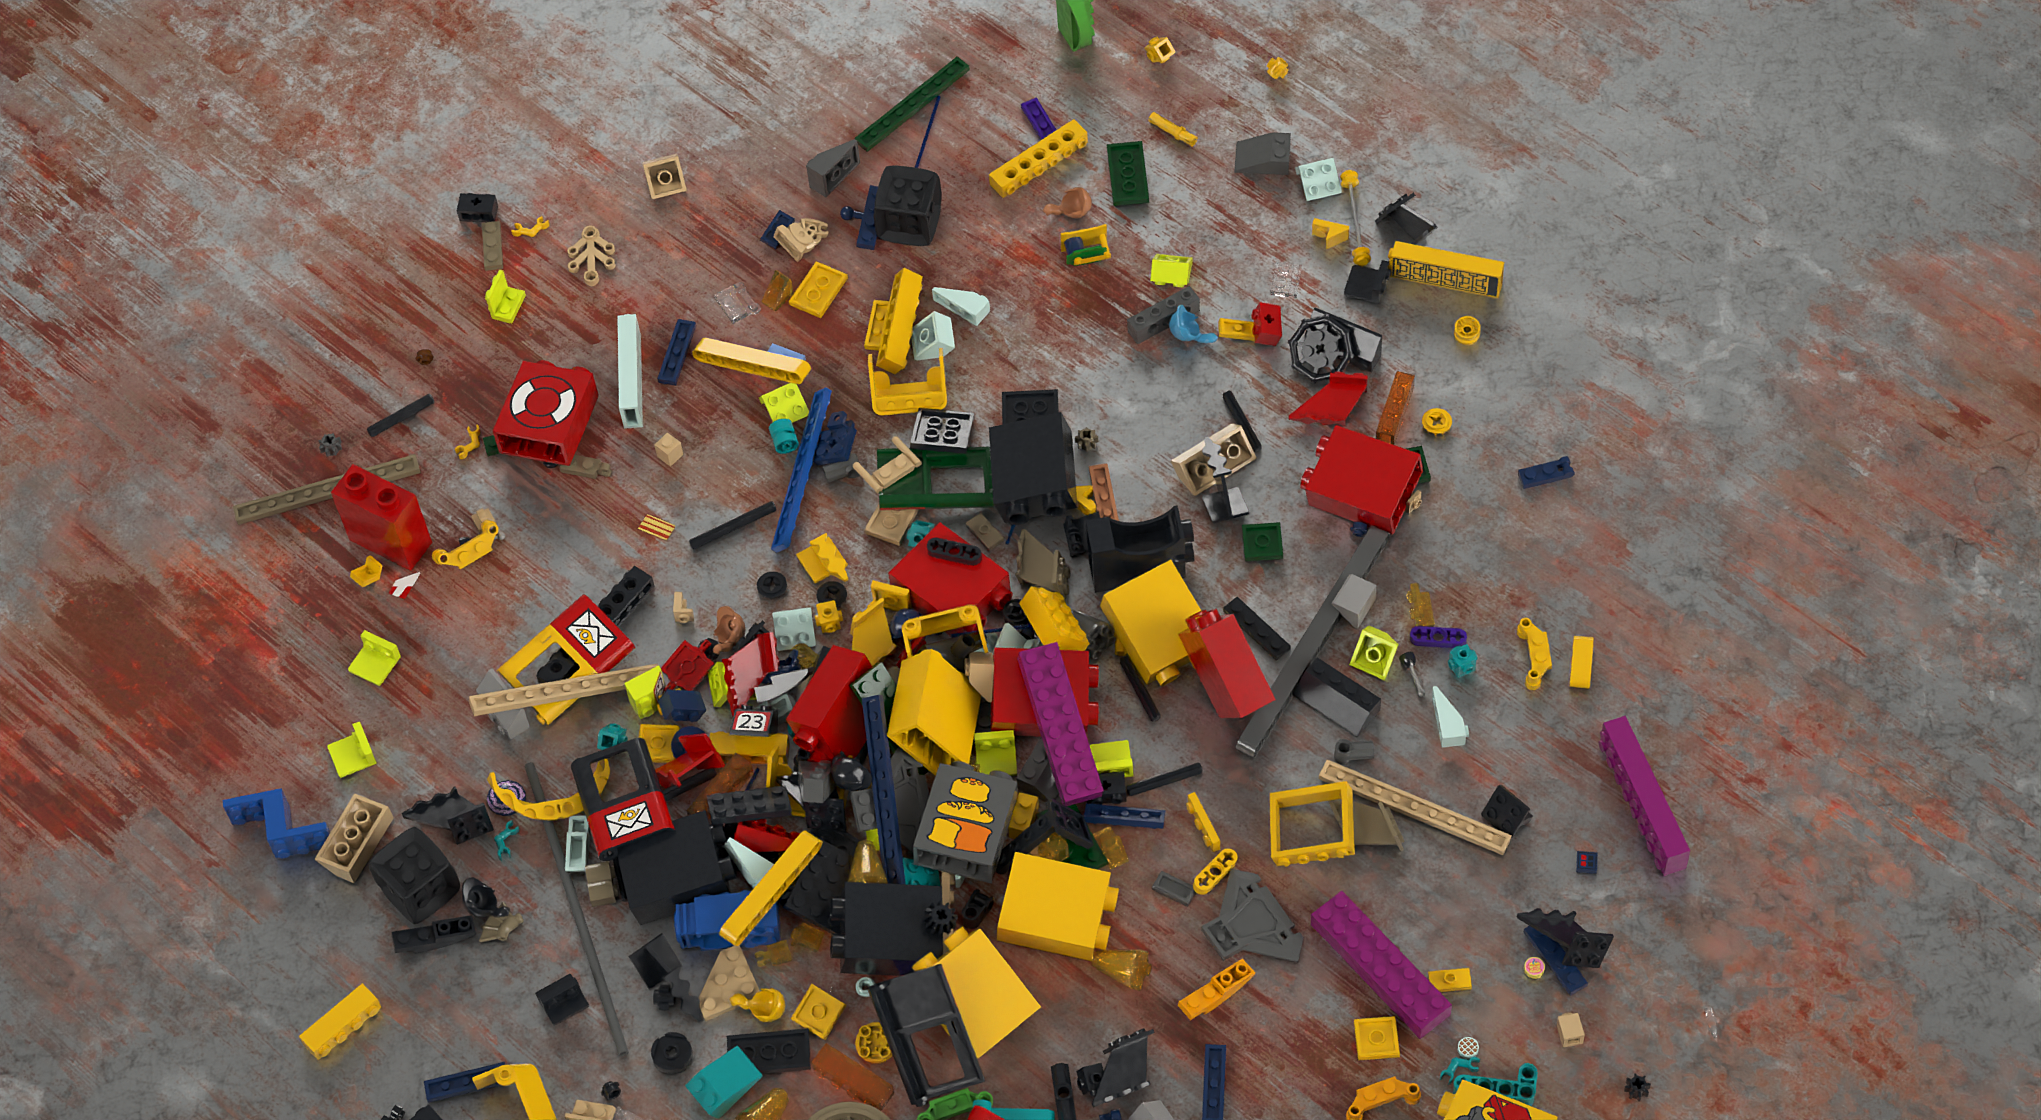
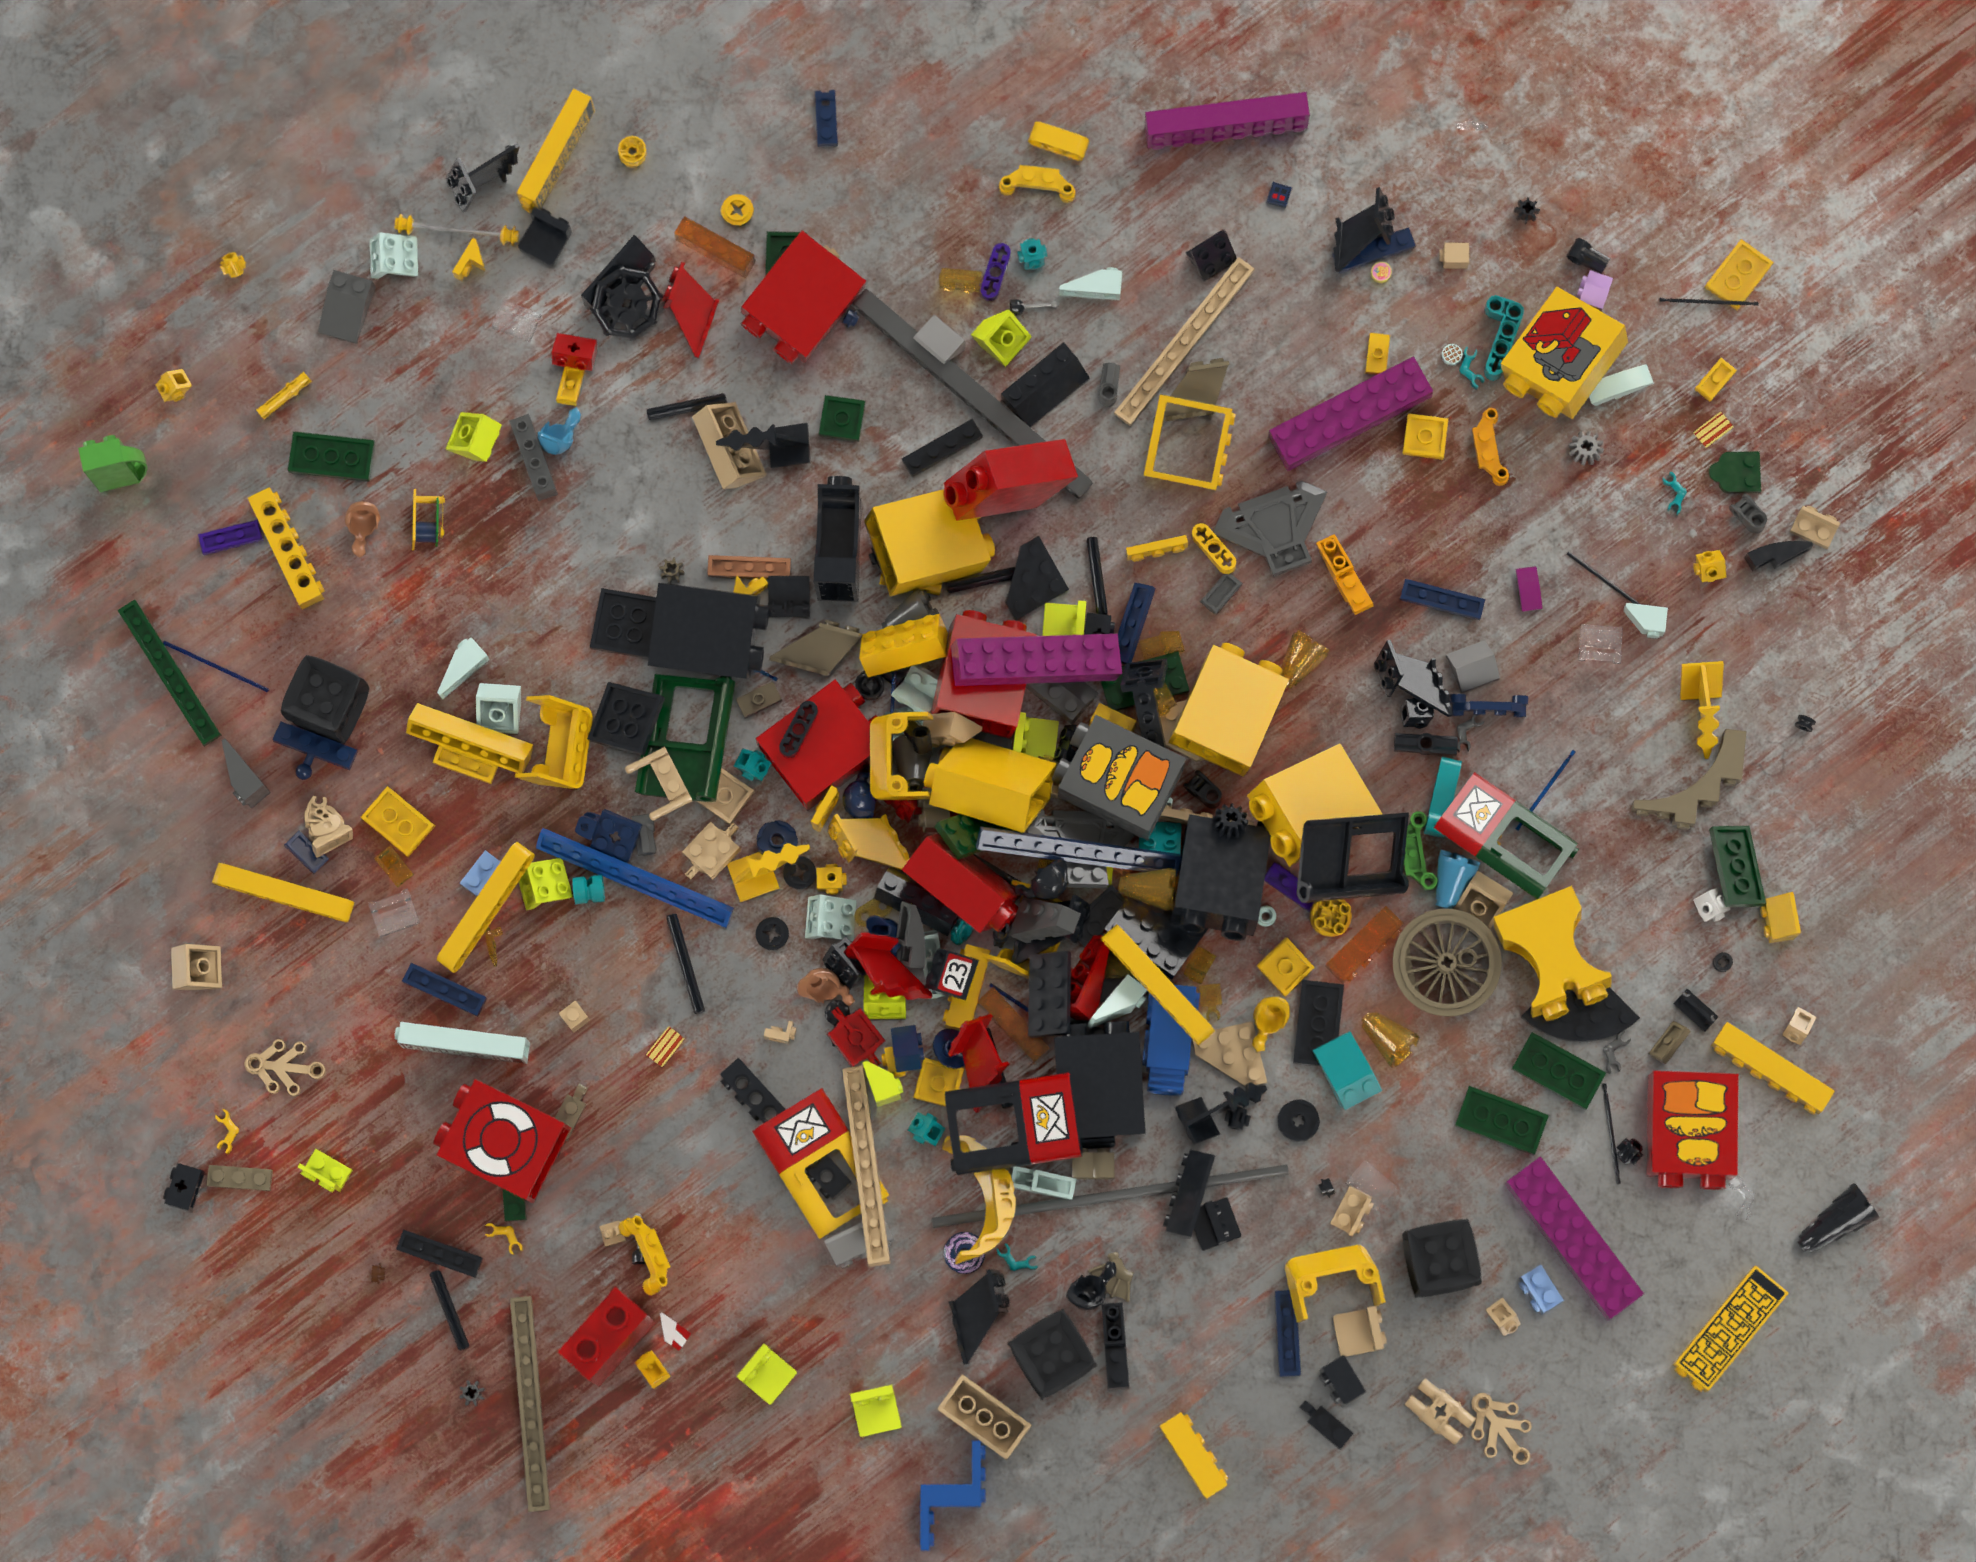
camera: 80 degrees left, 20 degrees up
(447, 397) = (439, 1253): none -> black plate
(584, 966) = (1190, 1193): none -> black slope
(730, 375) = (490, 942): none -> clear yellow bar
(739, 221) = (283, 892): none -> yellow beam
(838, 522) = (711, 850): none -> tan plate
(862, 580) = (772, 829): none -> dark blue tile
(1147, 724) = (1033, 579): none -> black plate

